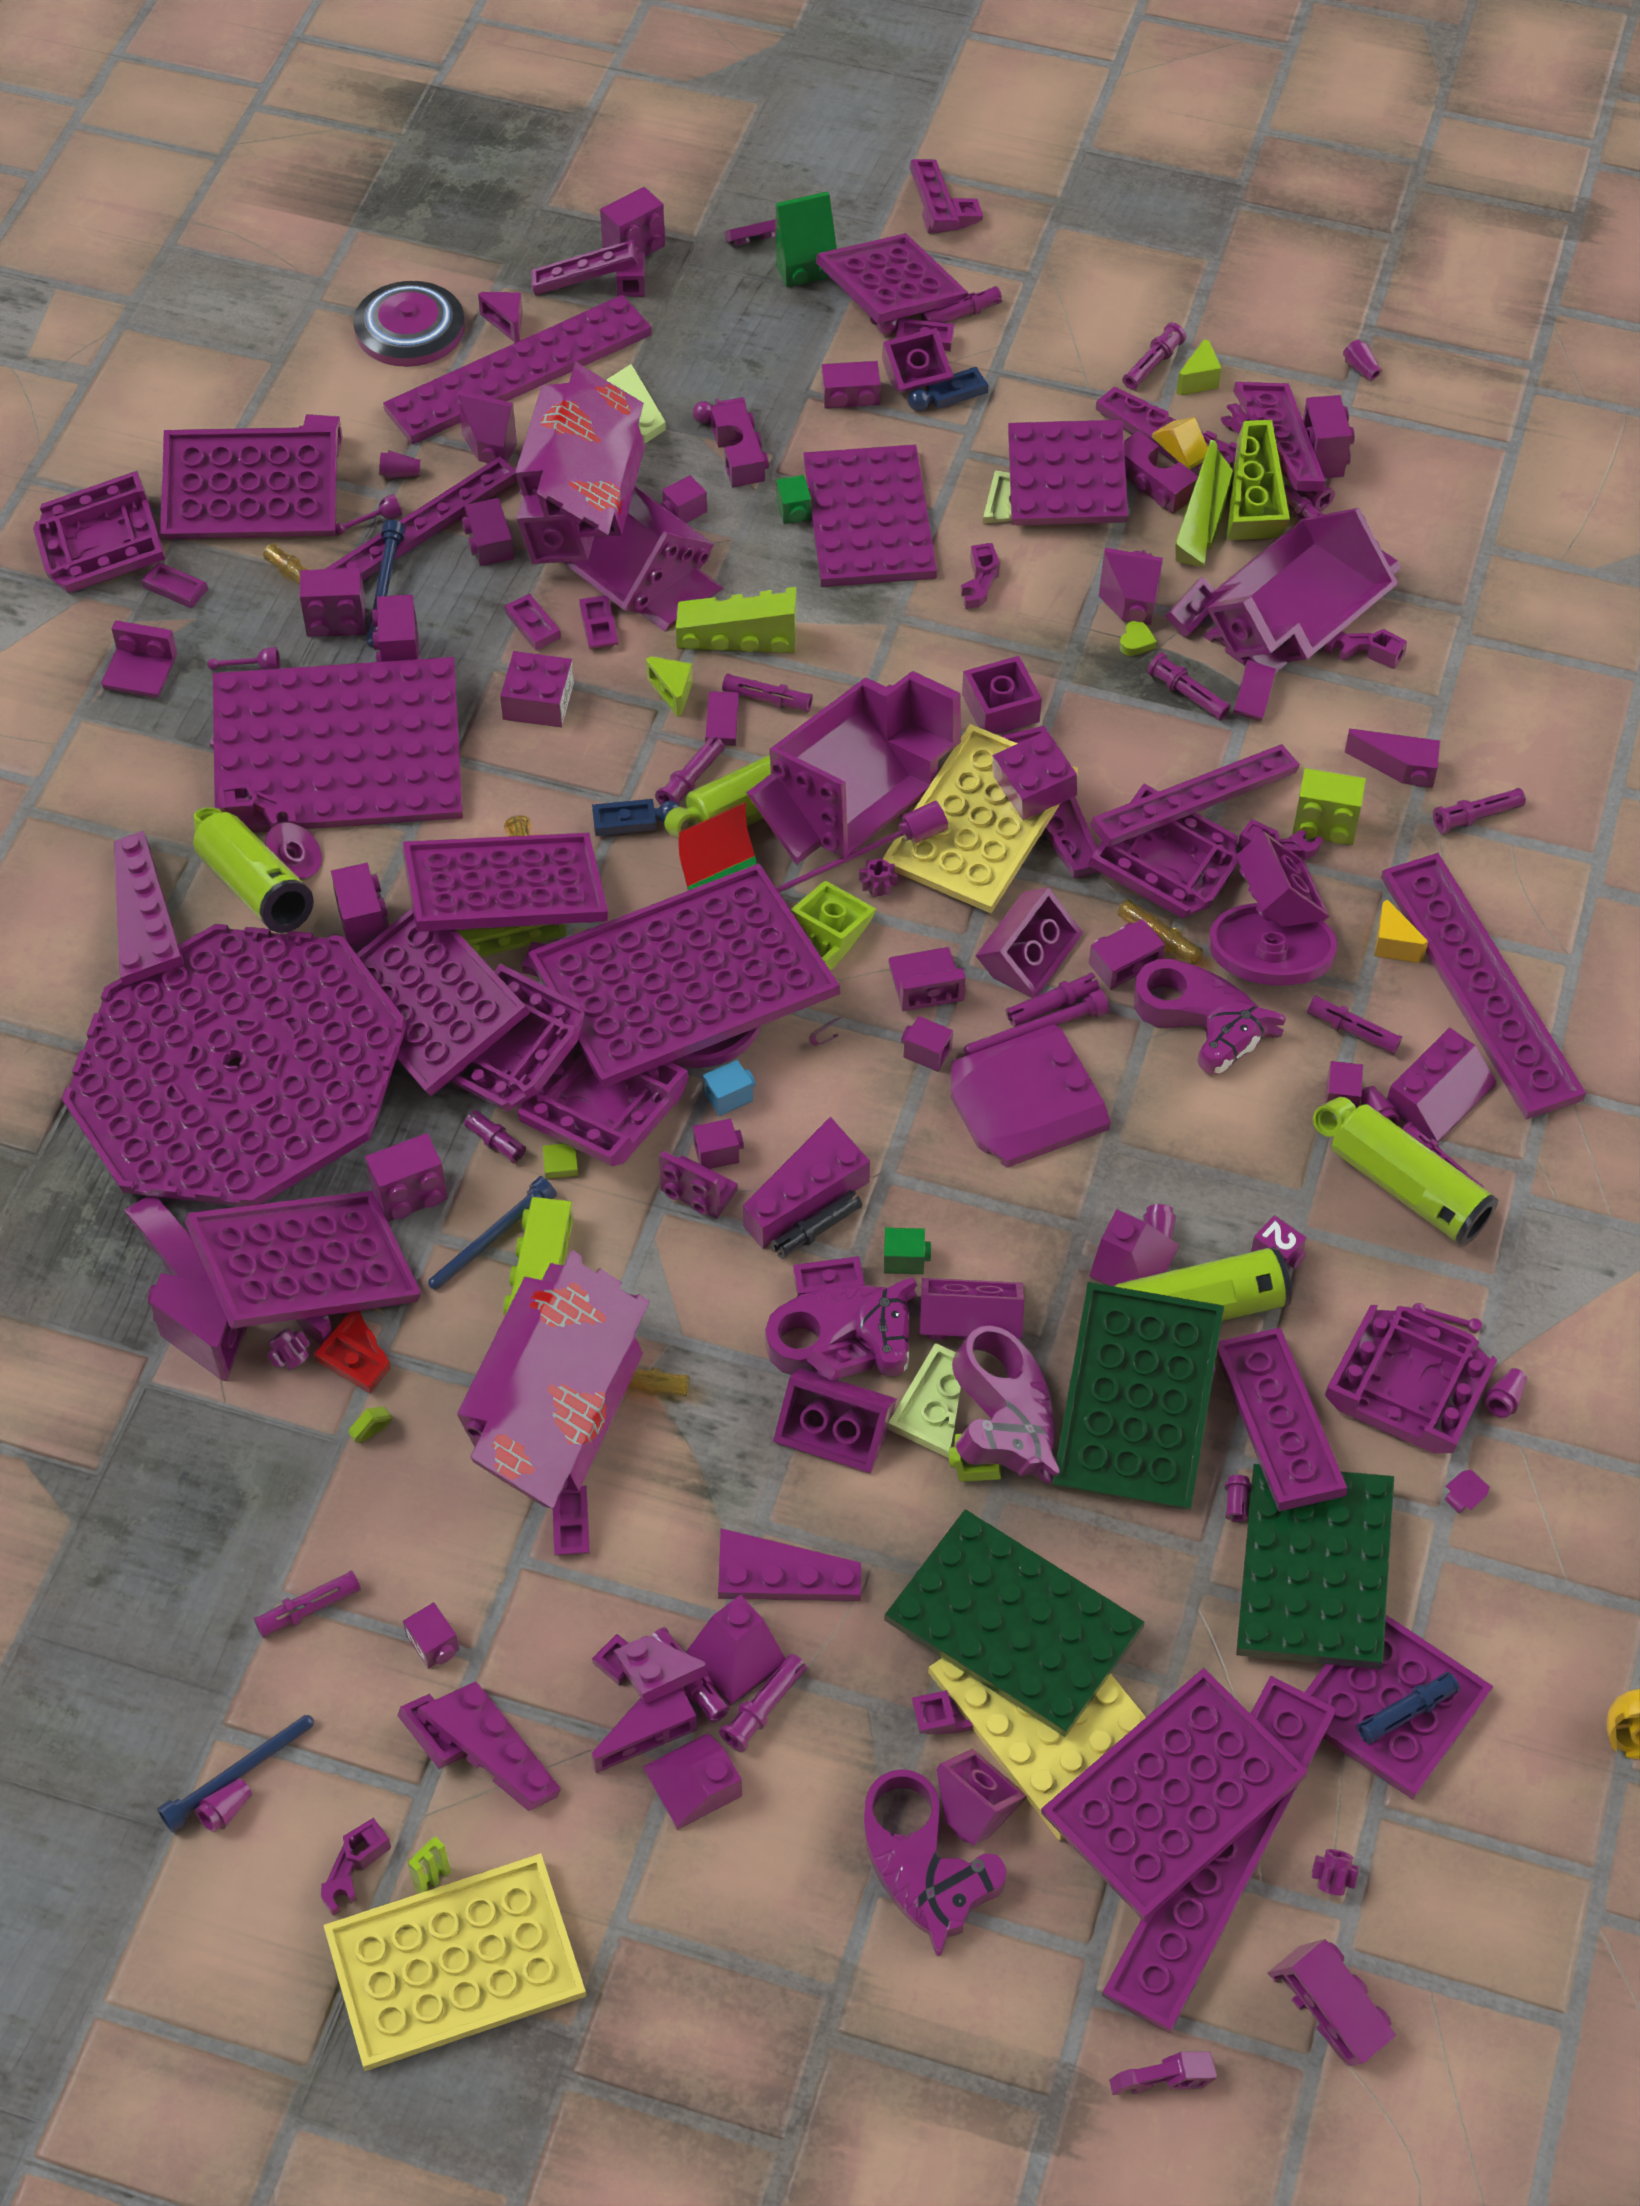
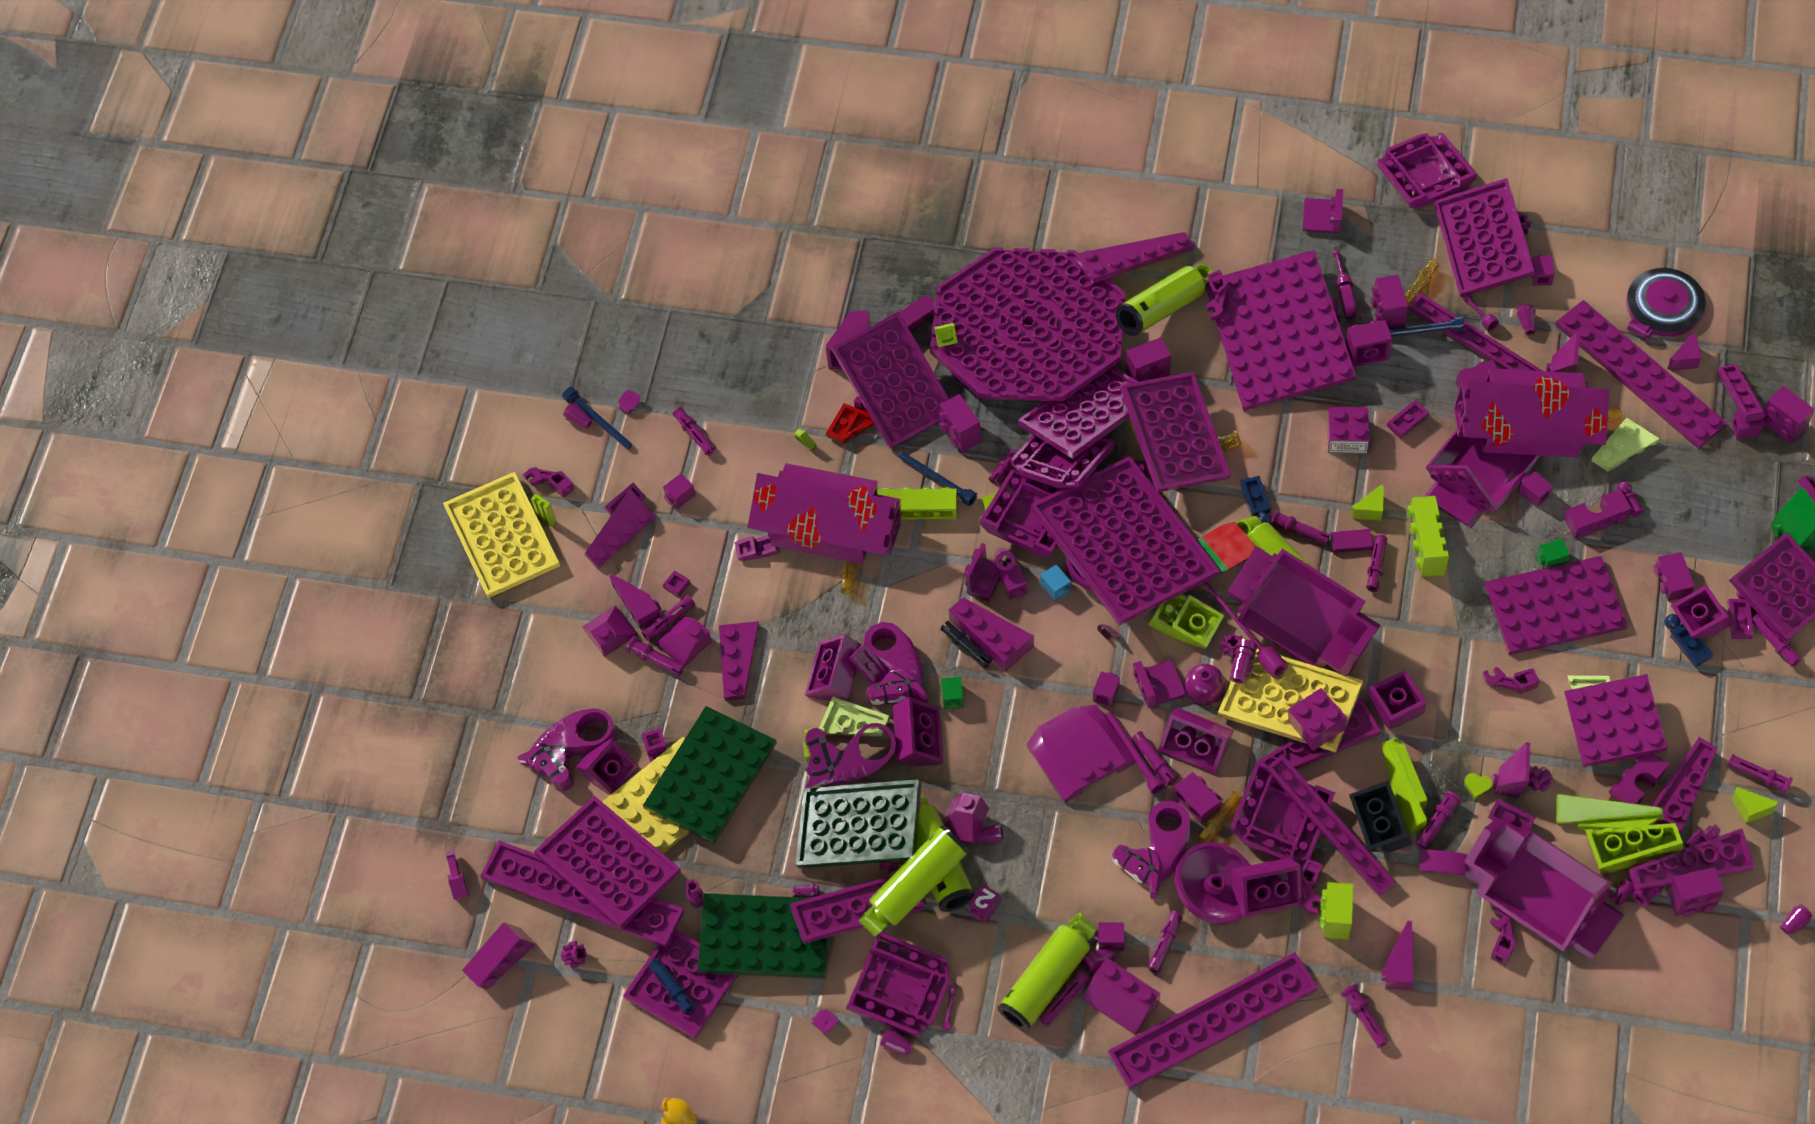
camera: 90 degrees right, 5 degrees up
(174, 585) = (1397, 219): magenta tile -> none
(214, 1710) = (628, 401): none -> magenta piece
(237, 1167) = (946, 334): none -> lime tile
(288, 1348) = (844, 390): magenta gear -> none
(295, 849) = (1200, 328): magenta dish -> none
(306, 656) = (1347, 301): none -> magenta beam
(454, 349) = (1640, 329): none -> magenta pin
(598, 622) = (1416, 458): magenta slope -> none
(657, 1667) = (663, 597): magenta wing -> none
(681, 1139) = (1008, 562): none -> magenta axle
(827, 1274) = (929, 655): magenta plate -> none
(919, 858) = (1242, 663): none -> magenta axle
(935, 921) = (1204, 684): none -> magenta cylinder
(1131, 713) = (1405, 784): none -> lime wedge
(1183, 441) = (1666, 793): yellow slope -> none
(1186, 737) = (1380, 818): none -> black slope
(1241, 1658) = (694, 893): none -> magenta pin
(1264, 1308) = (914, 880): none -> lime piece
(1398, 937) = (1242, 962): yellow slope -> none

